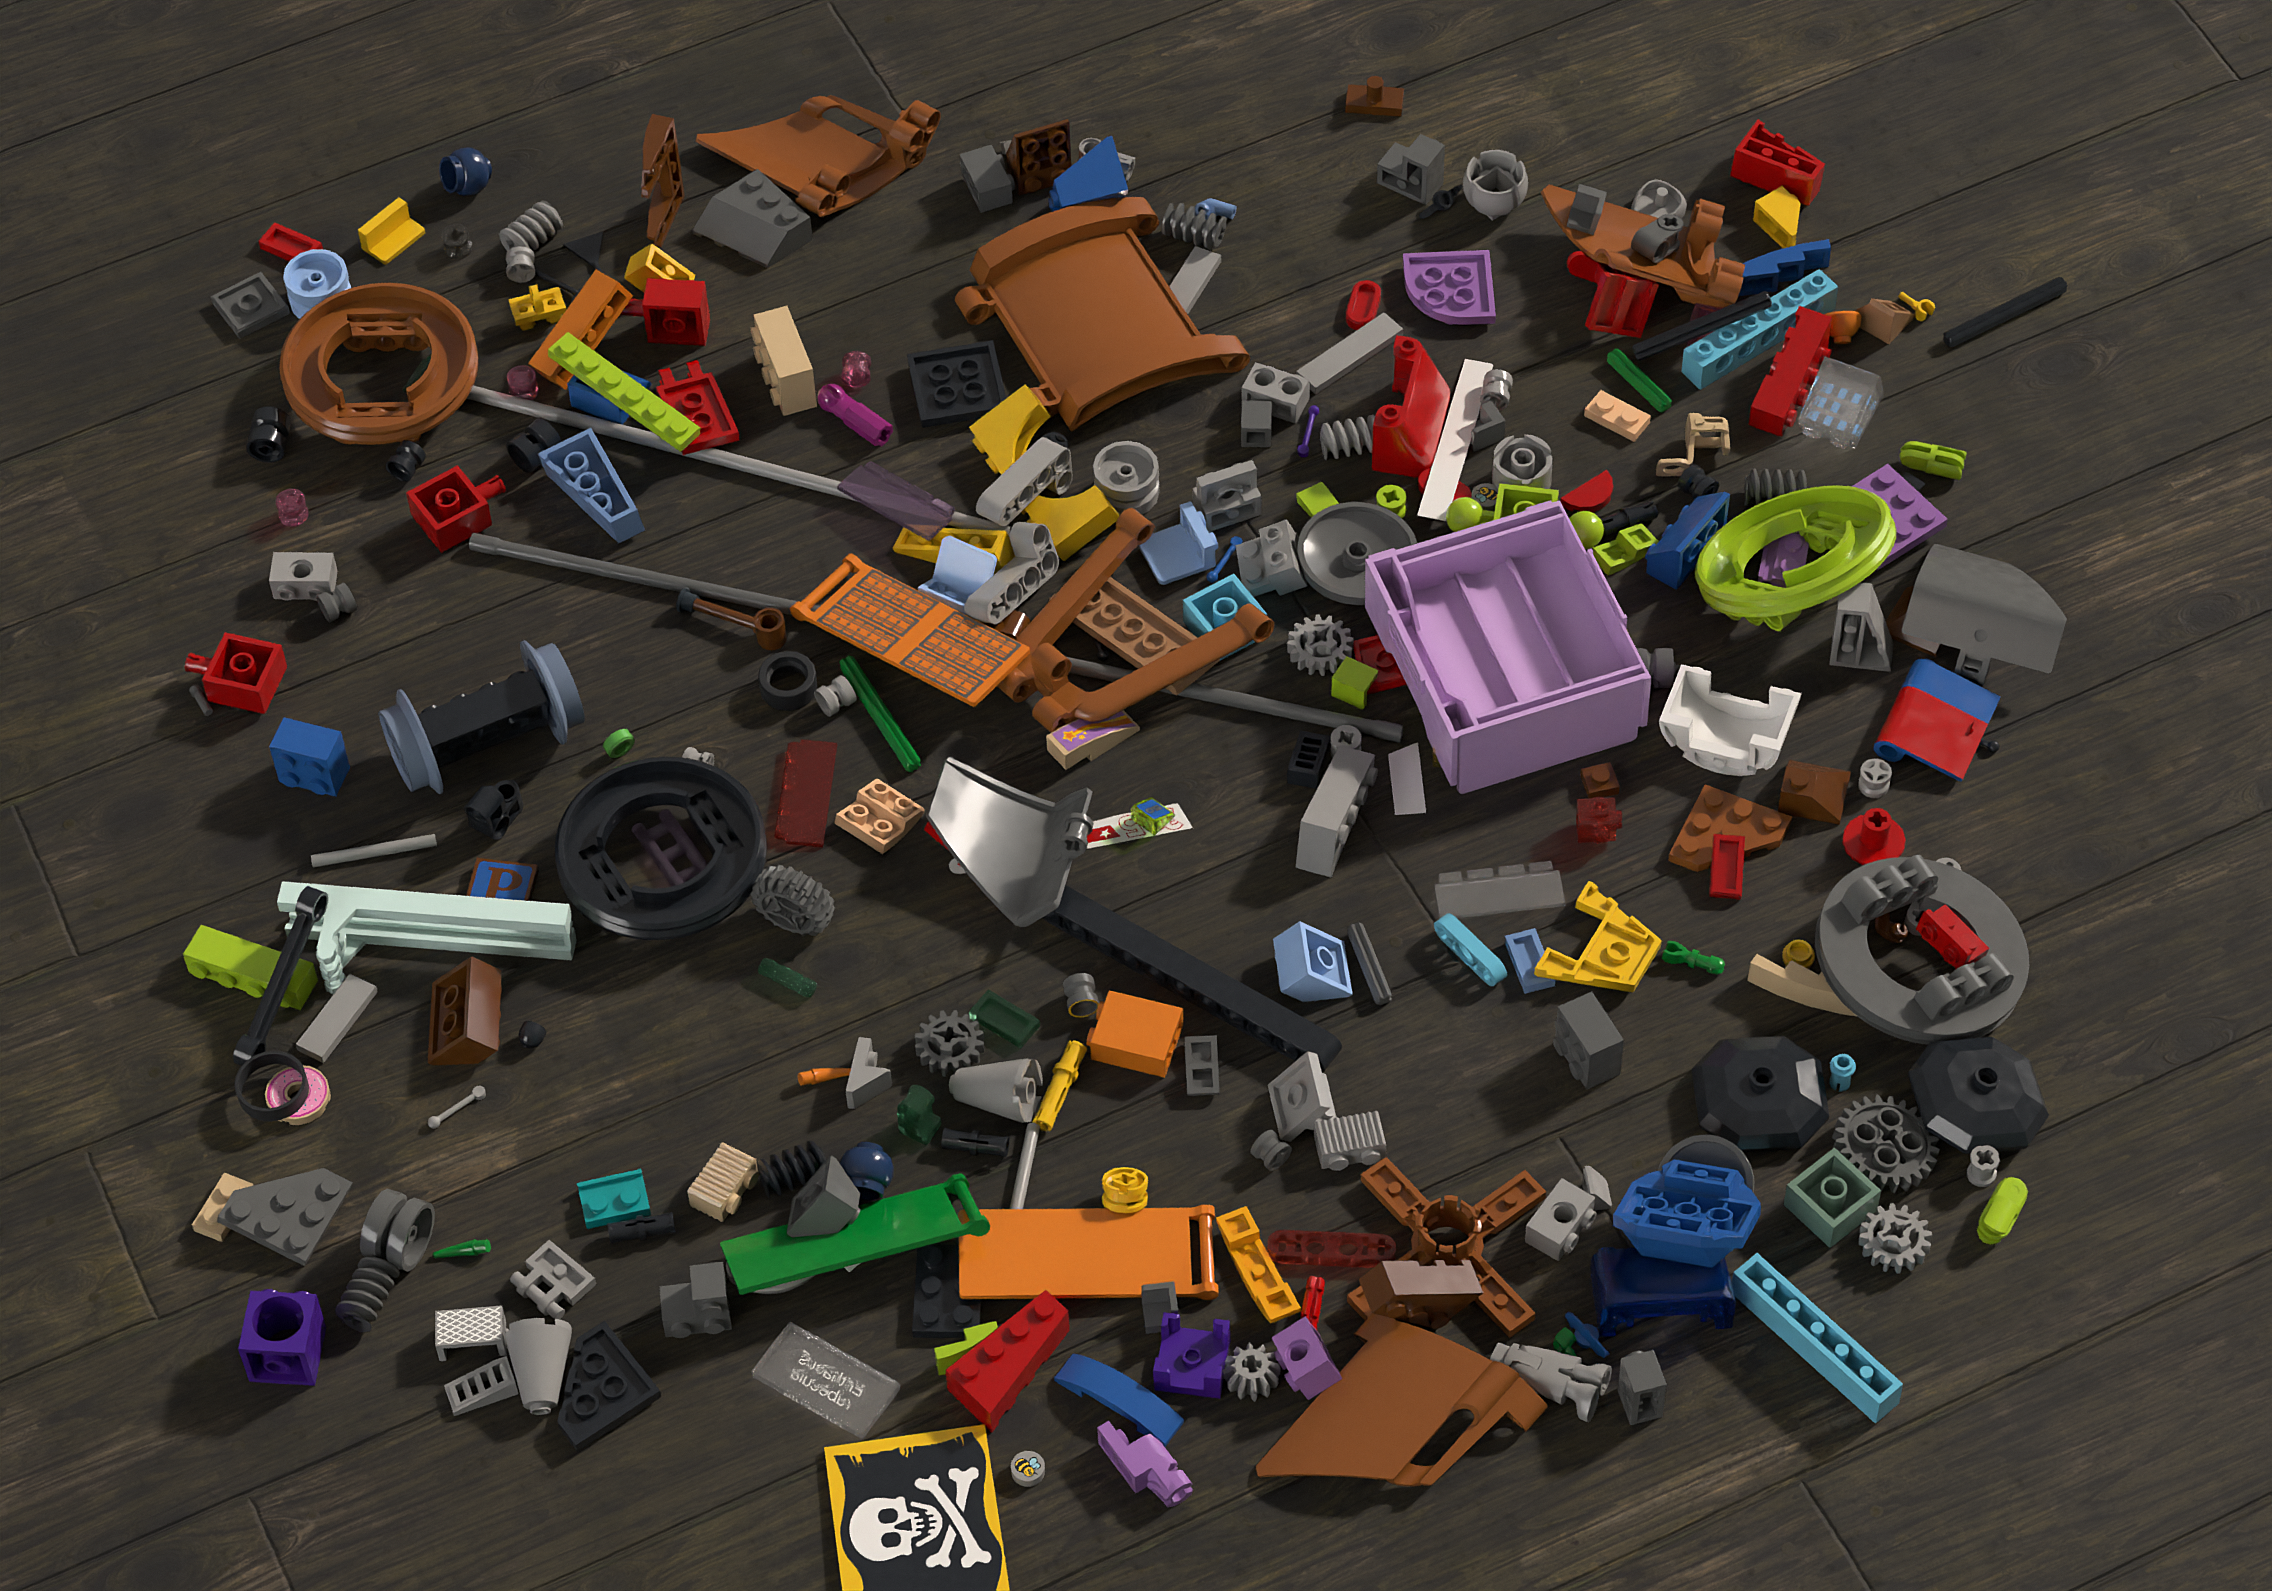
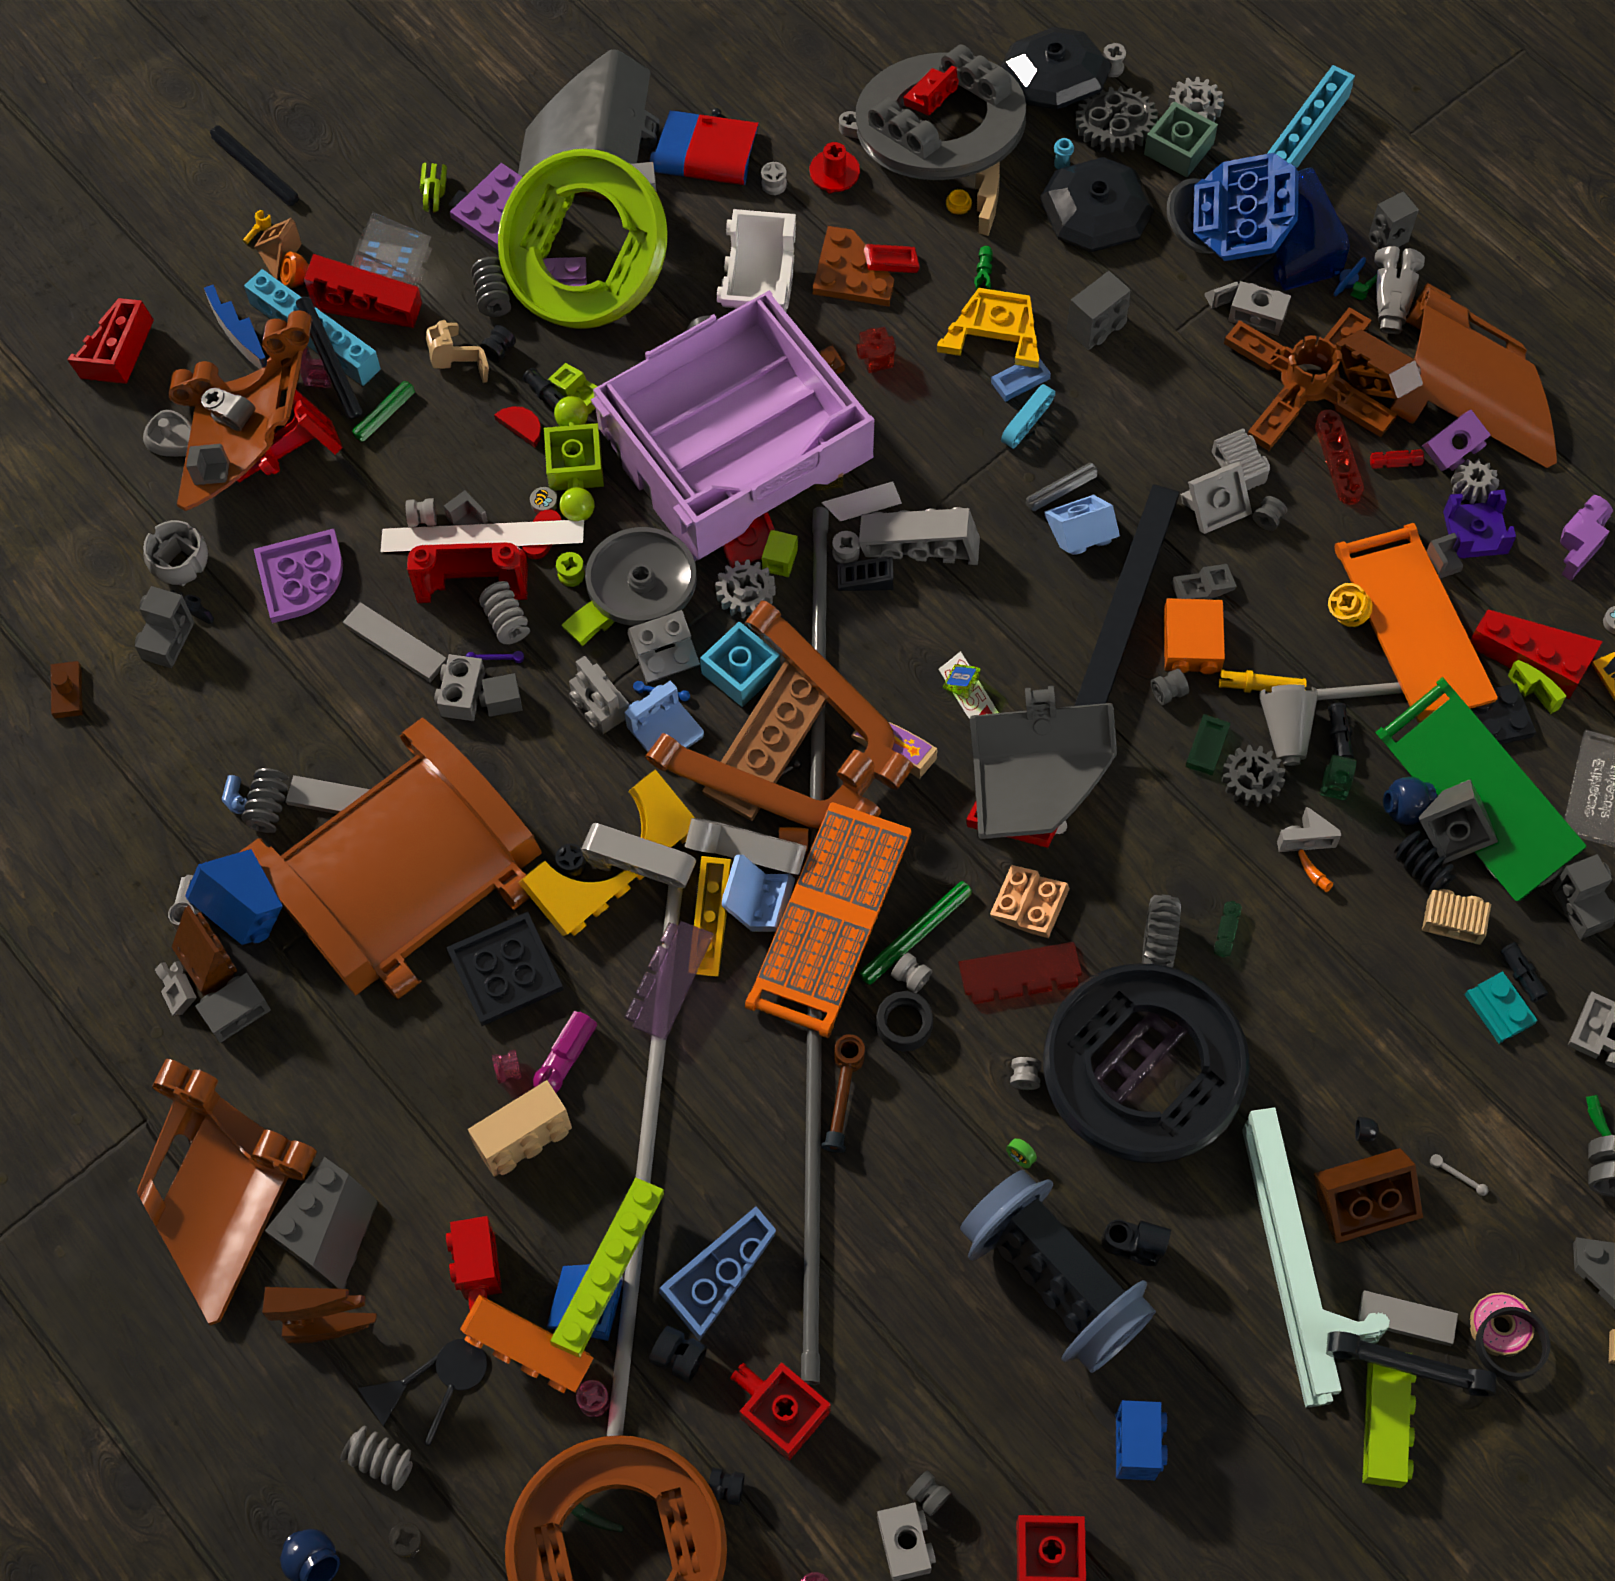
camera: 105 degrees left, 10 degrees up
(373, 850) = (1209, 1351): light grey bar -> none
(503, 879) = (1215, 1213): tile -> none
(520, 264) = (428, 1455): light grey wheel -> none
(547, 305) = (483, 1400): yellow hips -> none
(654, 264) = (417, 1302): yellow slope -> none
(701, 403) = (586, 1206): red tile -> none
(1120, 1394) = (1530, 572): blue slope -> none
(1127, 476) = (598, 782): light grey wheel -> none
(1255, 1265) = (1384, 498): light orange slope -> none
(1363, 304) = (332, 644): red tile -> none
(1503, 894) = (958, 413): clear windscreen -> none
(1522, 462) = (514, 470): light grey brick -> none
(1617, 415) = (426, 421): light nougat plate -> none
(1682, 543) = (563, 333): blue slope -> none
(1778, 216) = (176, 333): yellow slope -> none
(1813, 792) = (806, 216): reddish brown slope -> none
(2002, 1210) = (1147, 44): lime arm -> none

